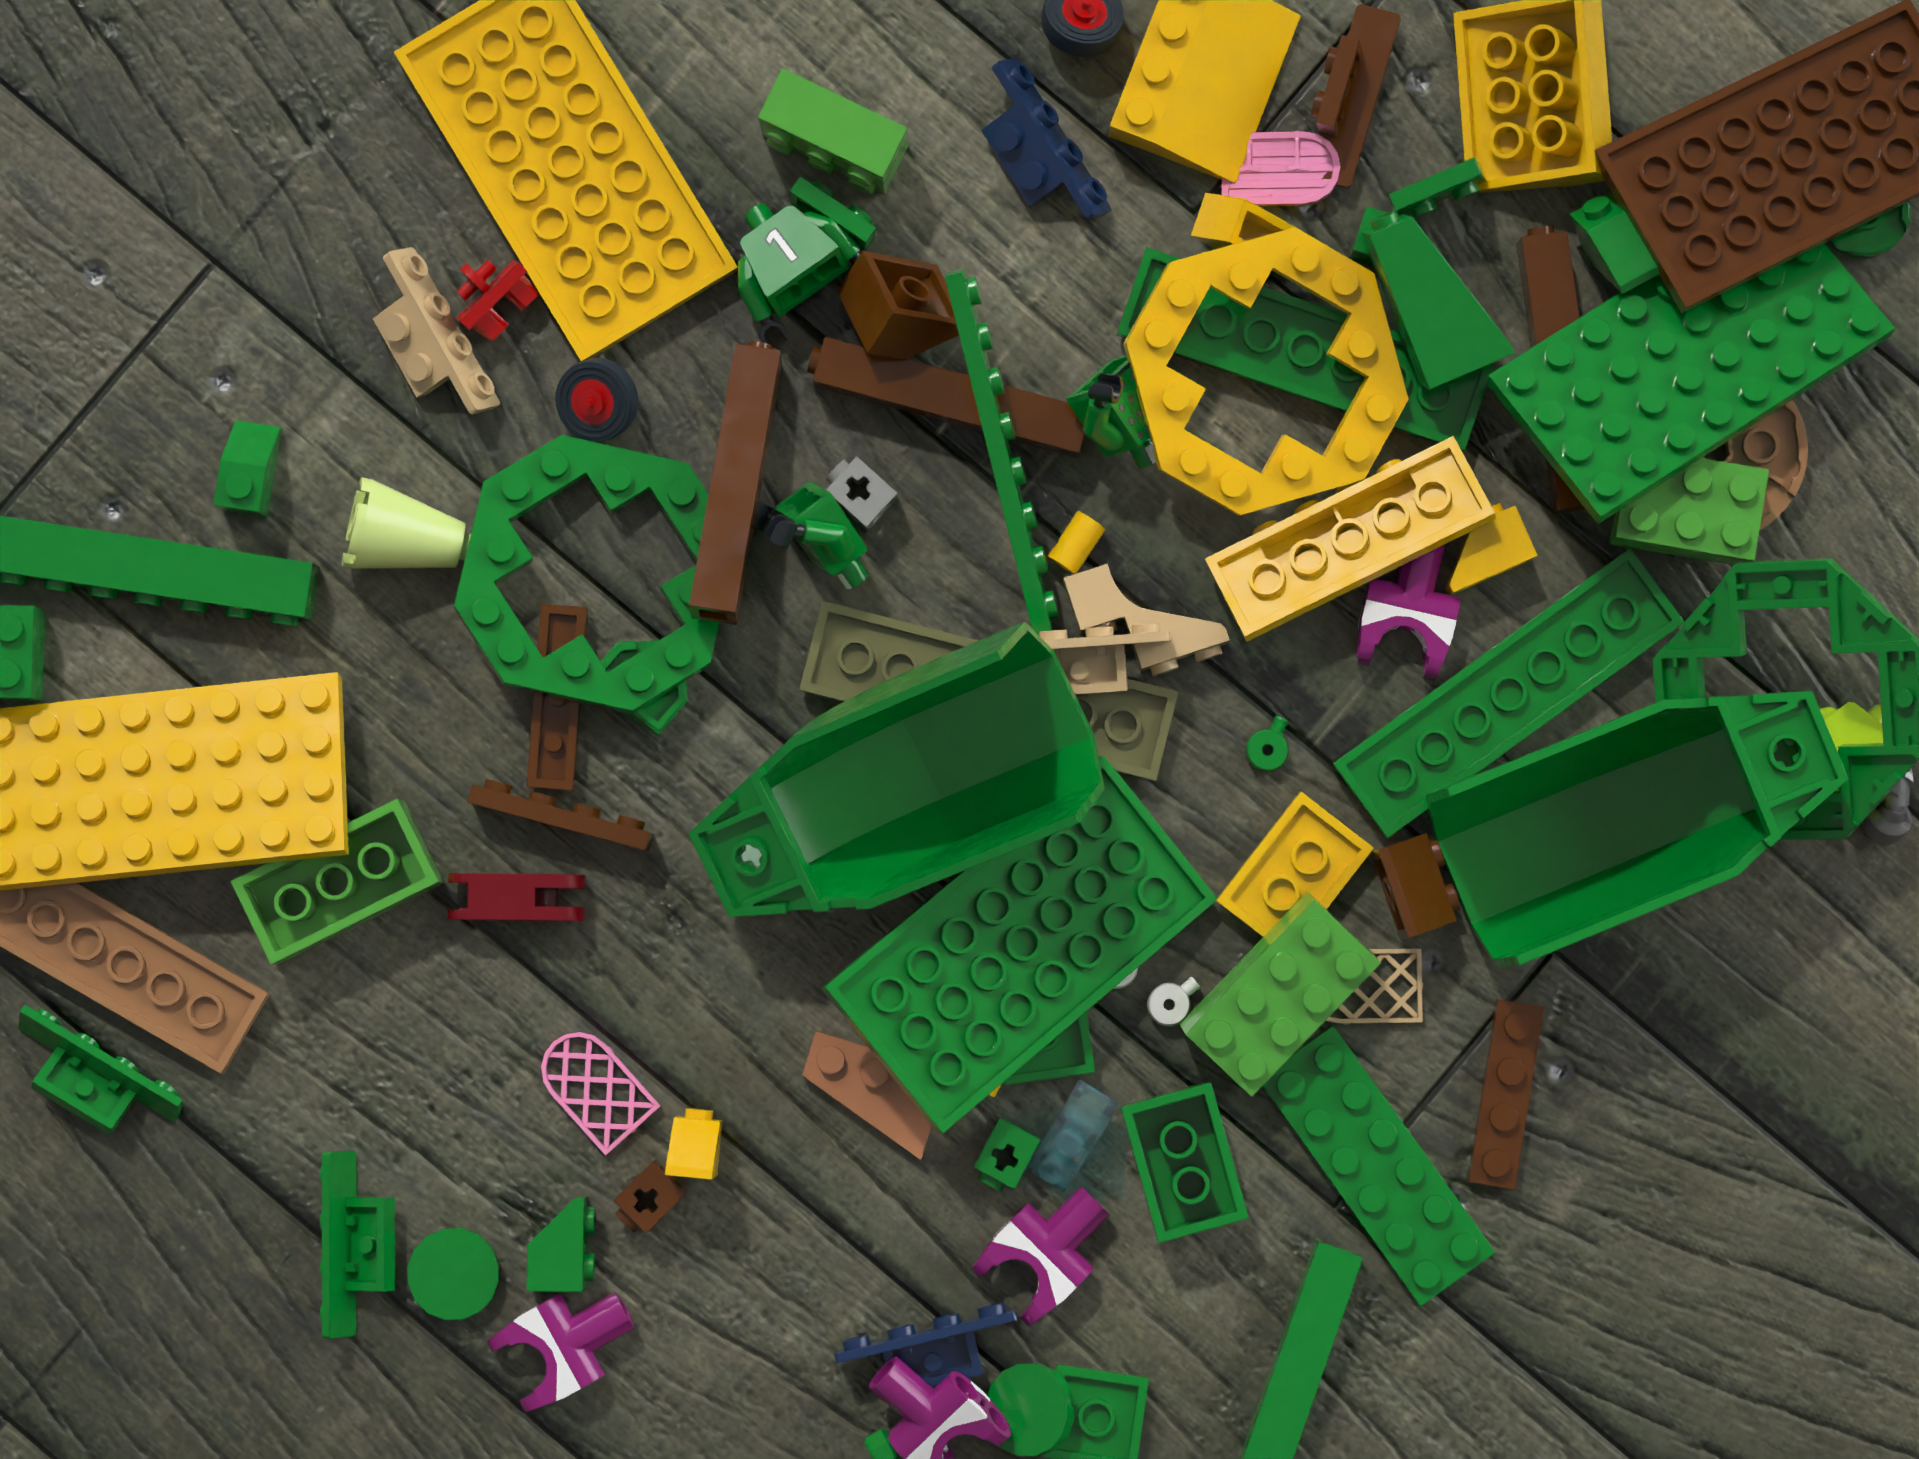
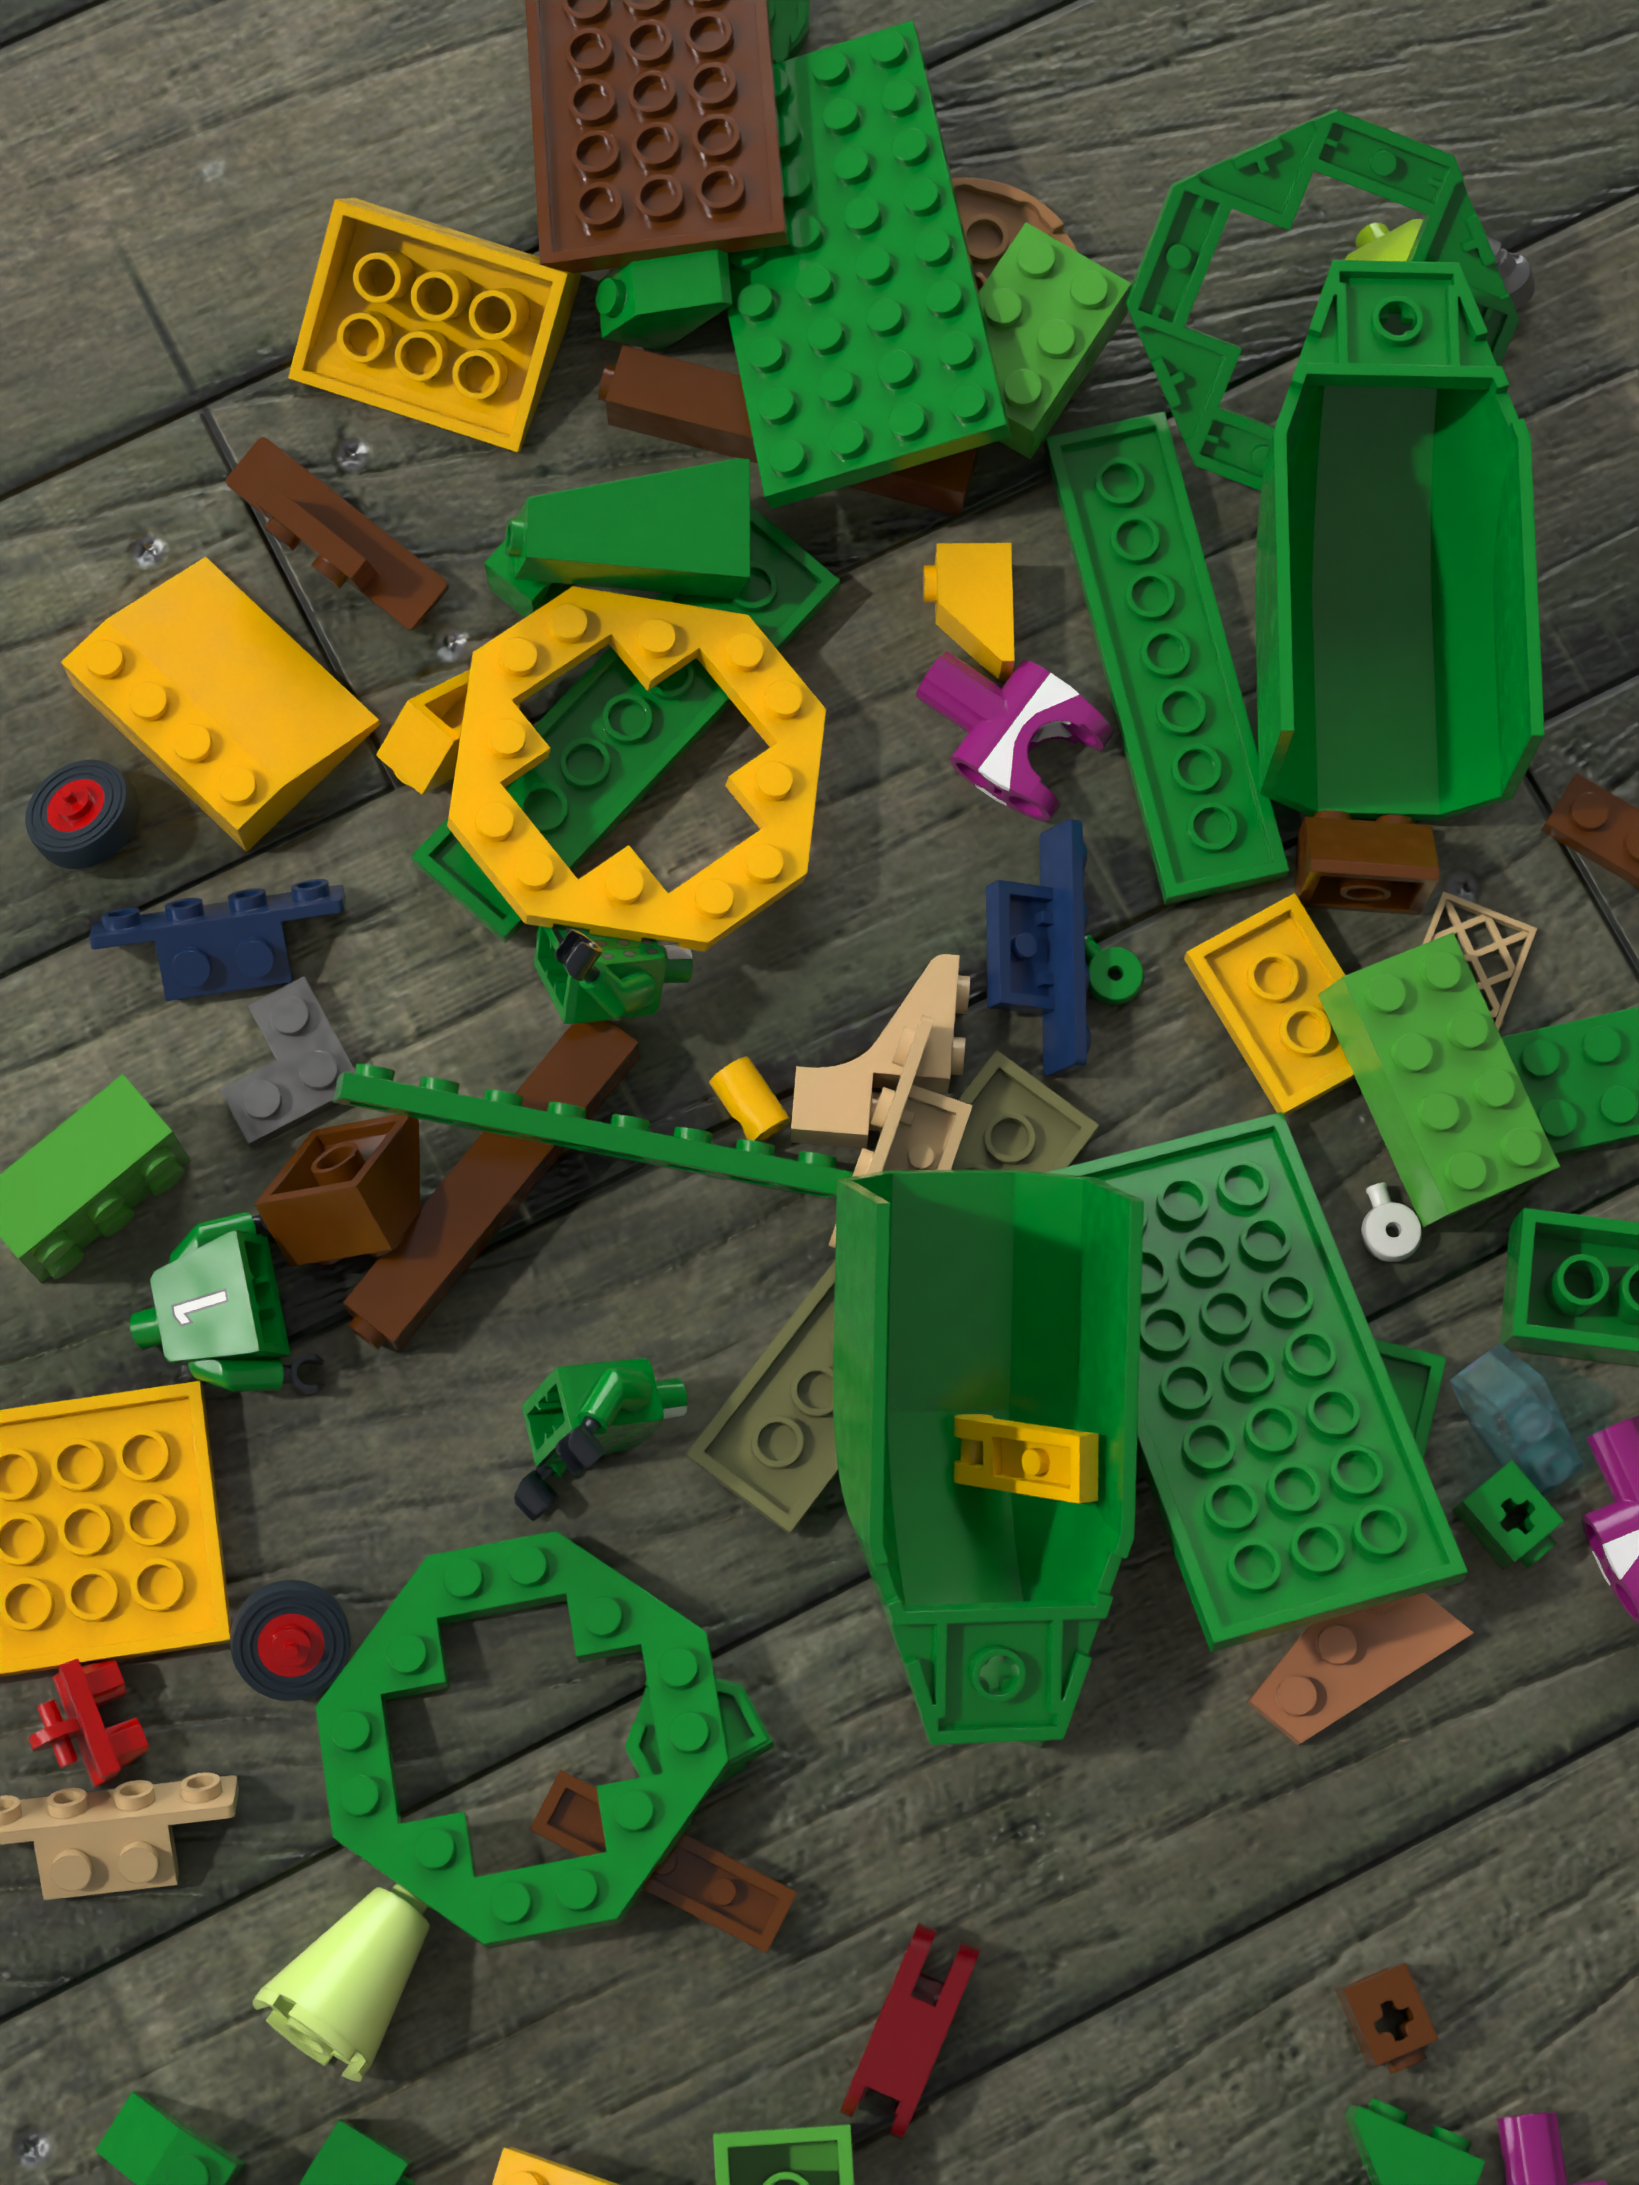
camera: 75 degrees left, 10 degrees down
(543, 810) = (805, 1943): reddish brown plate -> none
(563, 1100) = (1280, 2007): bright pink window -> none
(694, 1145) = (1344, 1924): yellow slope -> none
(736, 483) = (486, 1497): reddish brown brick -> none
(819, 199) = (159, 1237): green plate -> none
(880, 494) = (575, 1322): light grey brick -> none
(902, 820) = (1026, 1458): none -> yellow plate
(976, 242) = (305, 1068): none -> flat silver plate
(1261, 691) = (1040, 948): none -> dark blue bracket
(1285, 169) = (389, 650): bright pink window -> none
(1350, 538) = (892, 757): yellow plate -> none
(1420, 198) = (503, 449): green plate -> none

